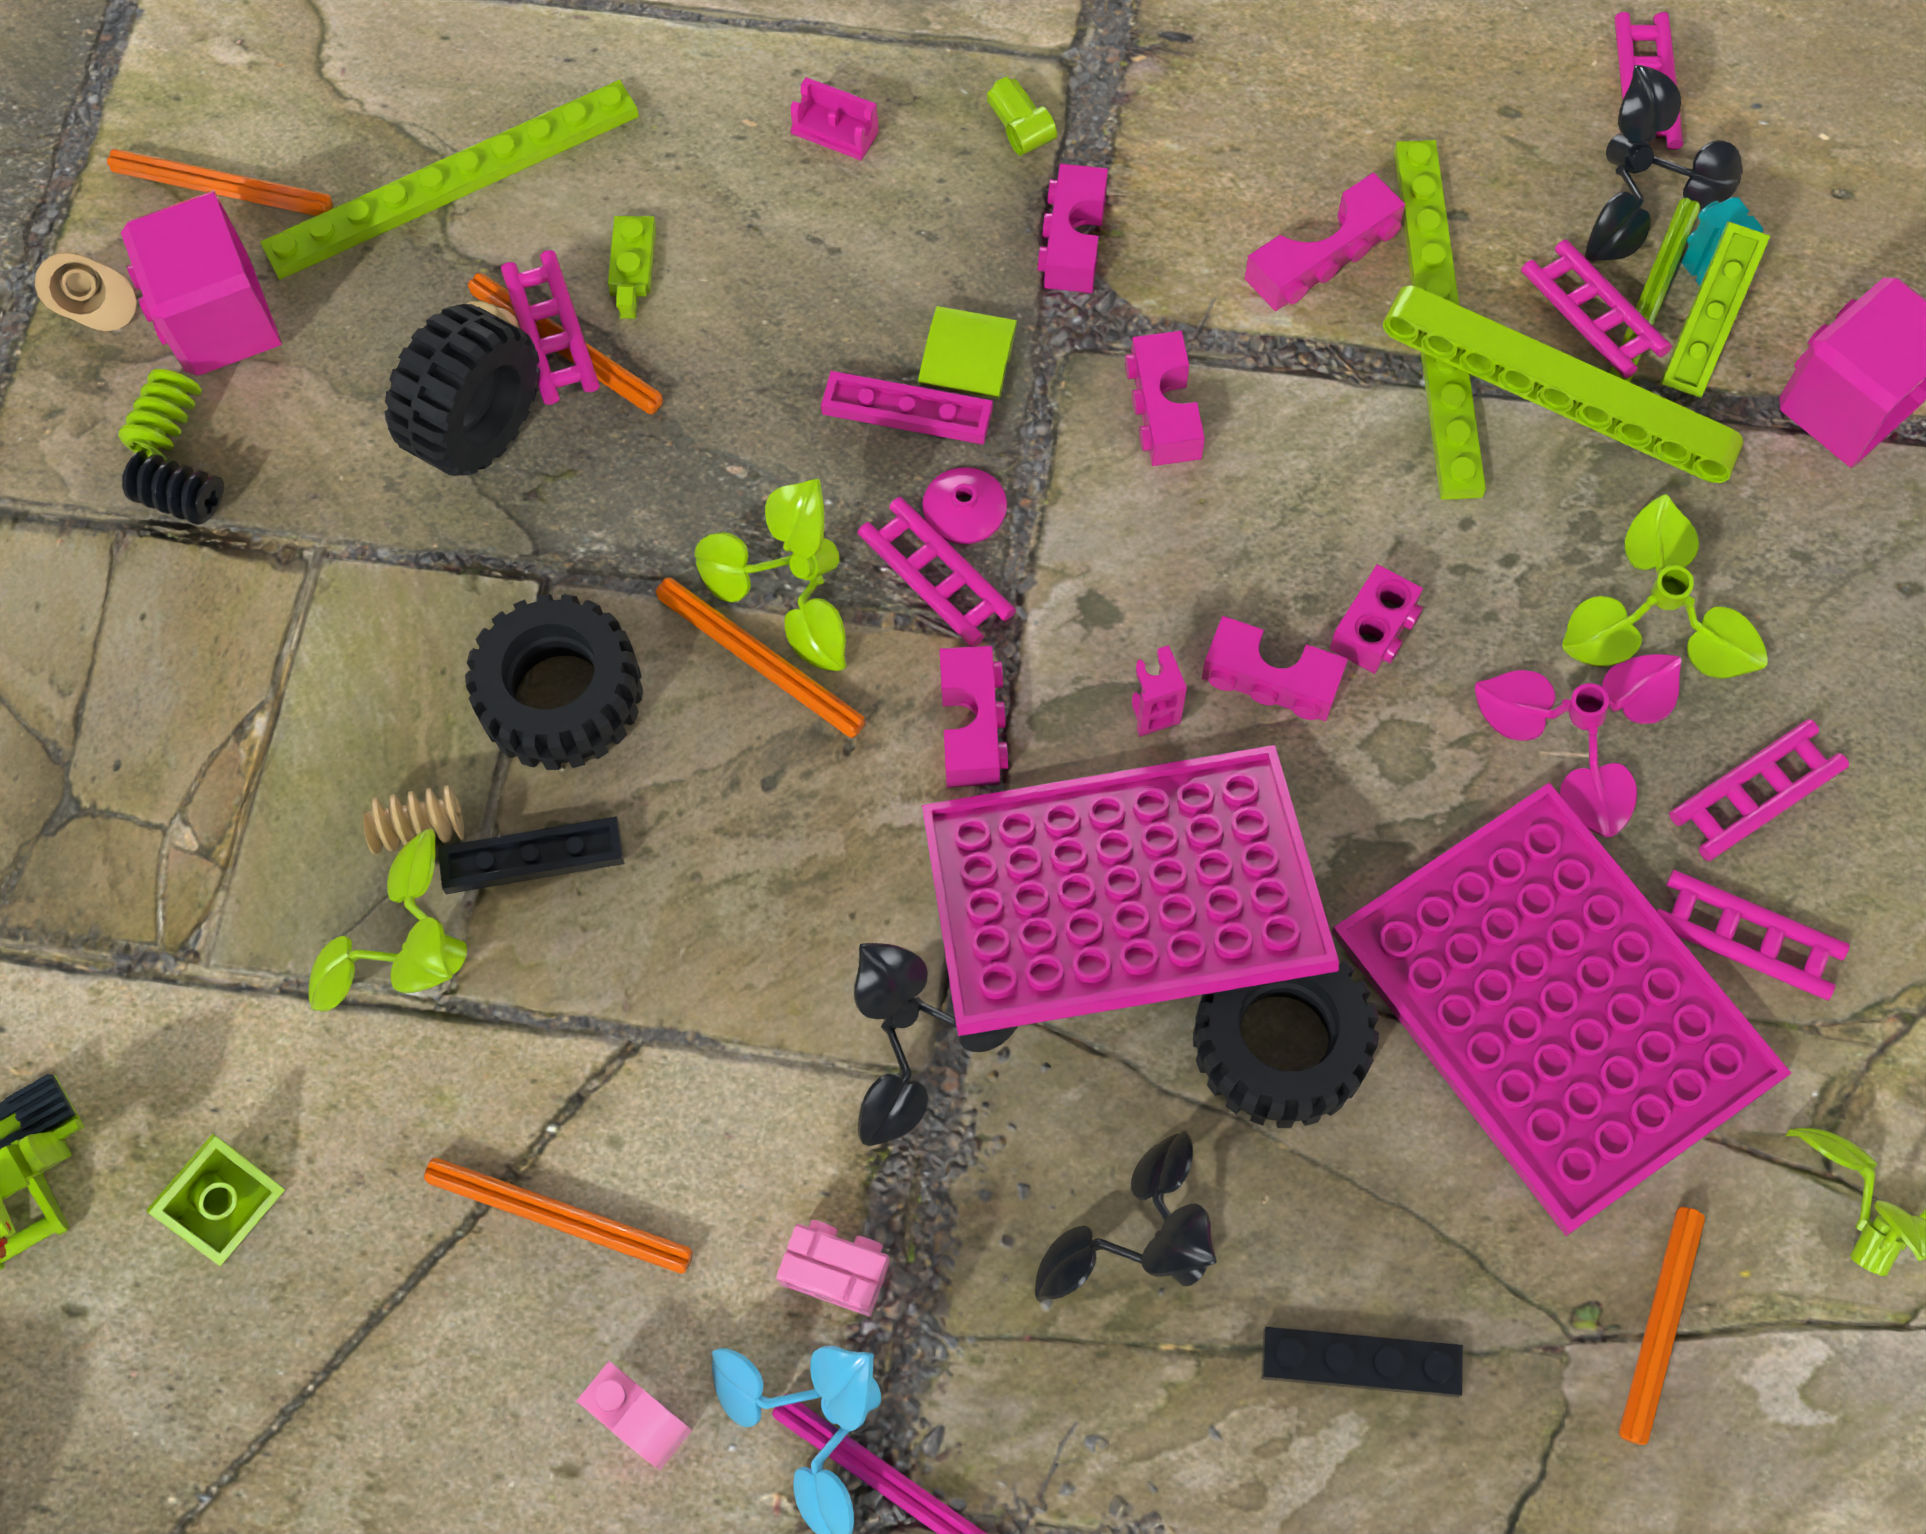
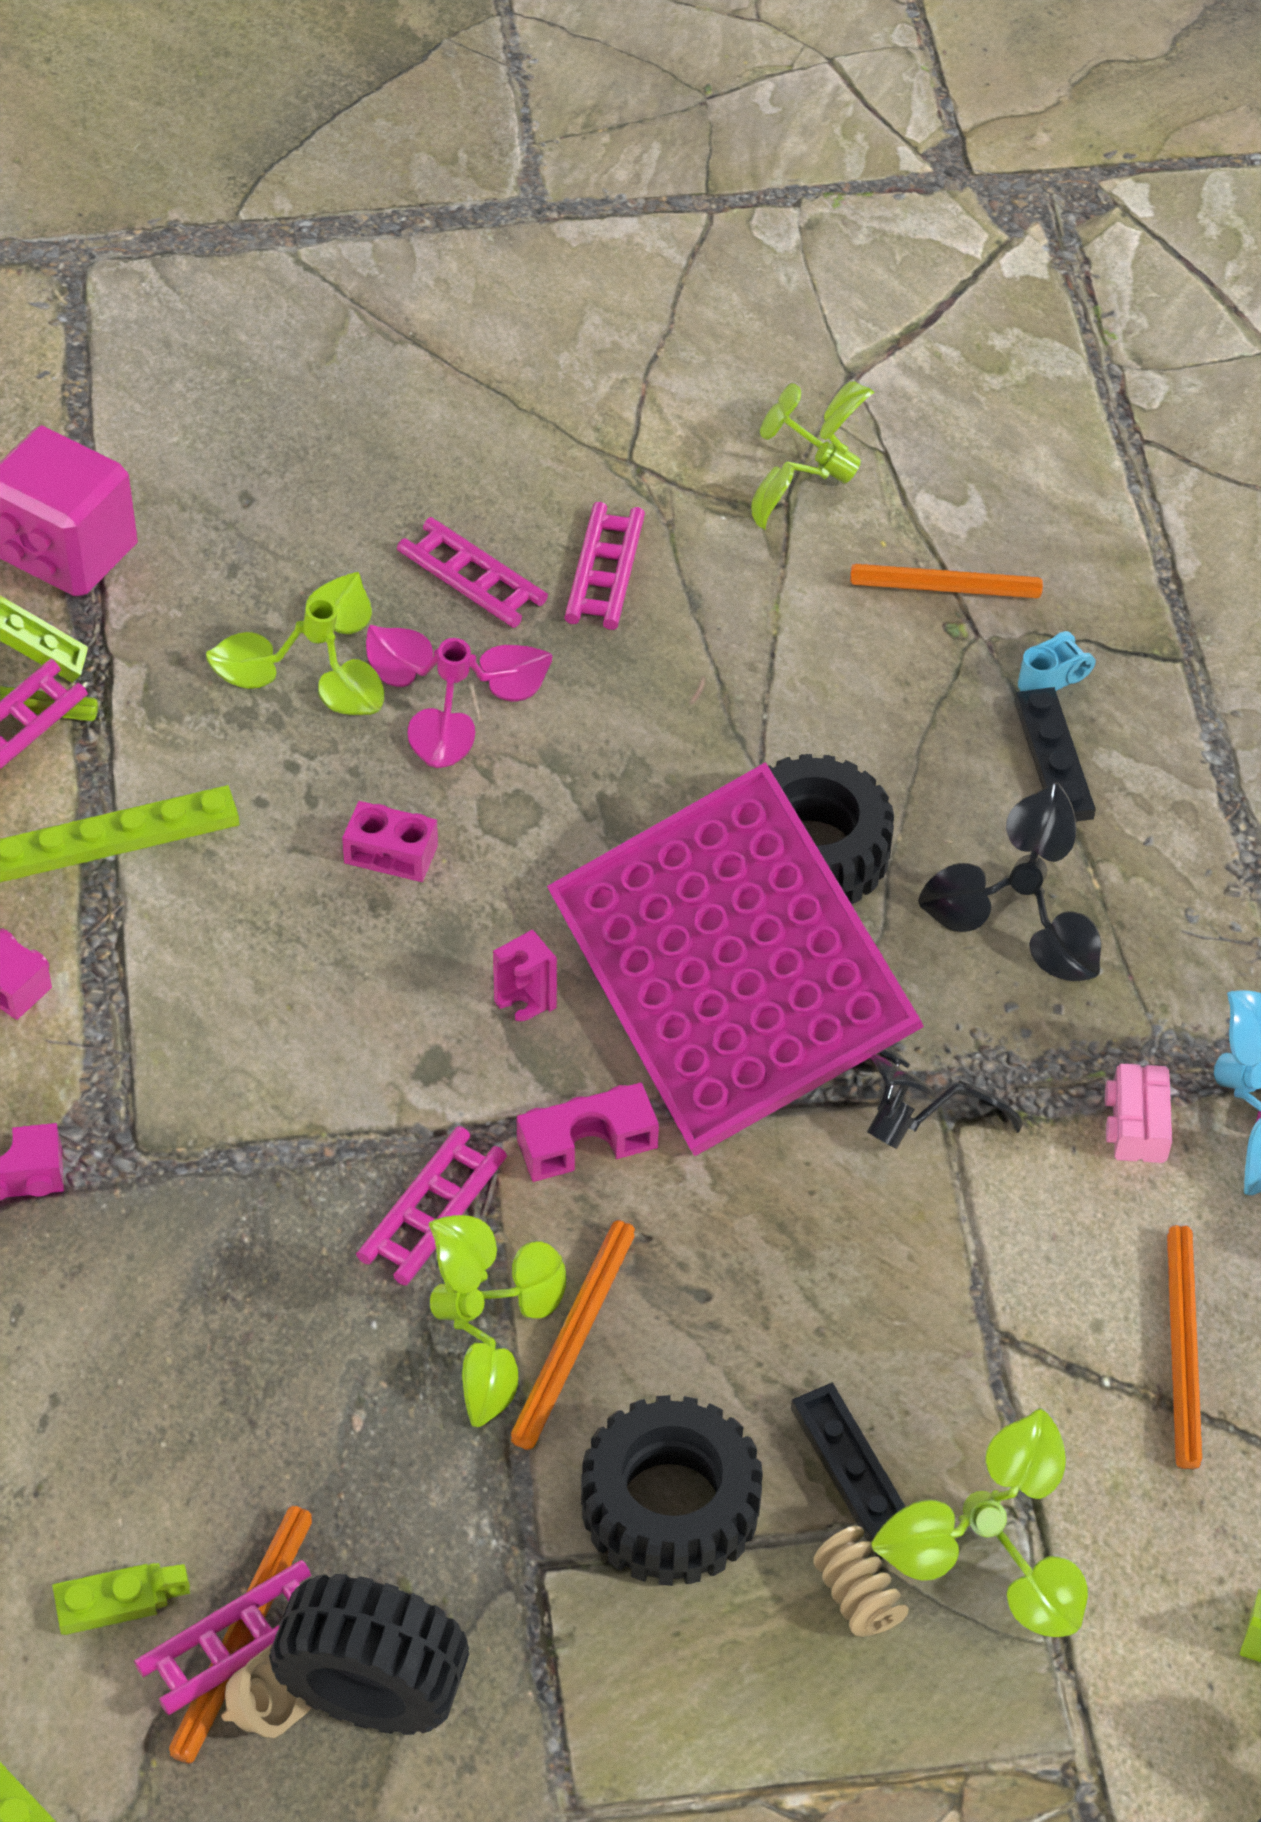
camera: 110 degrees left, 15 degrees down
(907, 407) = (250, 1271): dark pink plate -> none
(967, 352) = (168, 1231): lime slope -> none
(969, 520) = (346, 1216): dark pink dish -> none
(1170, 429) = (159, 1062): dark pink arch -> none
(1304, 688) = (462, 935): dark pink arch -> none
(1497, 1410) = (1053, 664): none -> medium azure piece
(1559, 1007) = (709, 671): dark pink plate -> none
(1563, 384) = (104, 740): lime beam -> none

